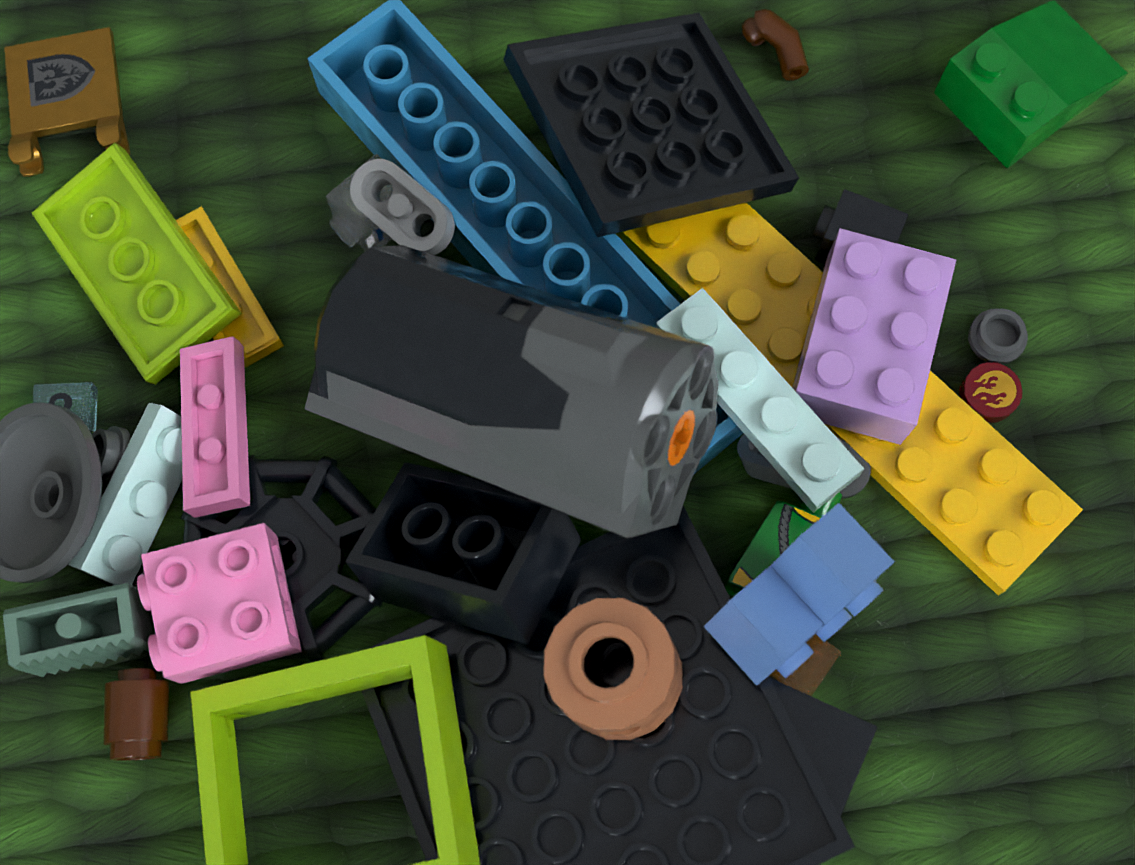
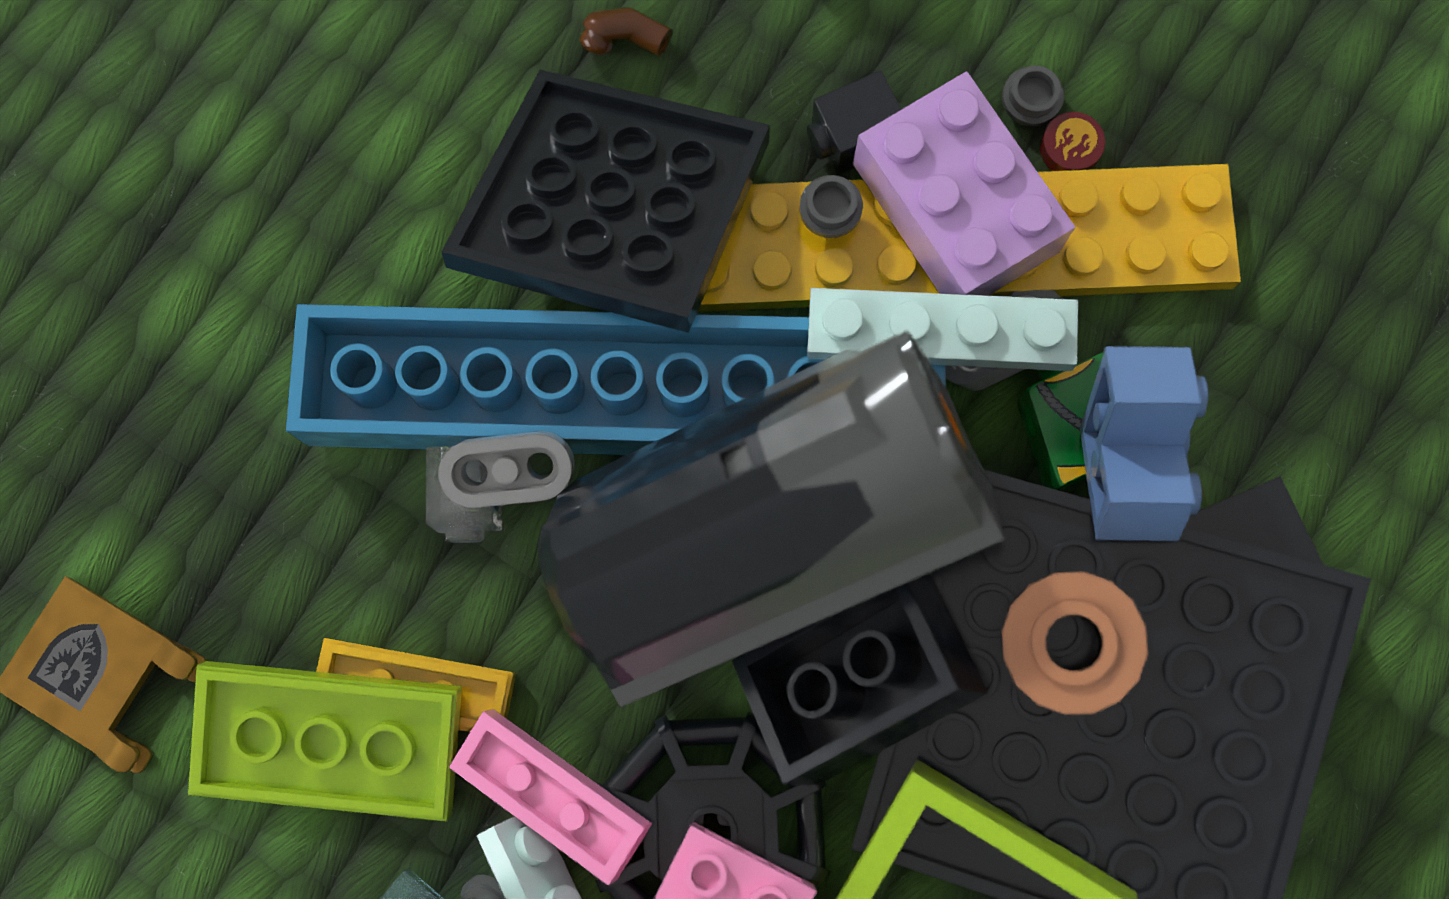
camera: 45 degrees left, 5 degrees up
(781, 264) = (831, 206): none -> dark grey plate

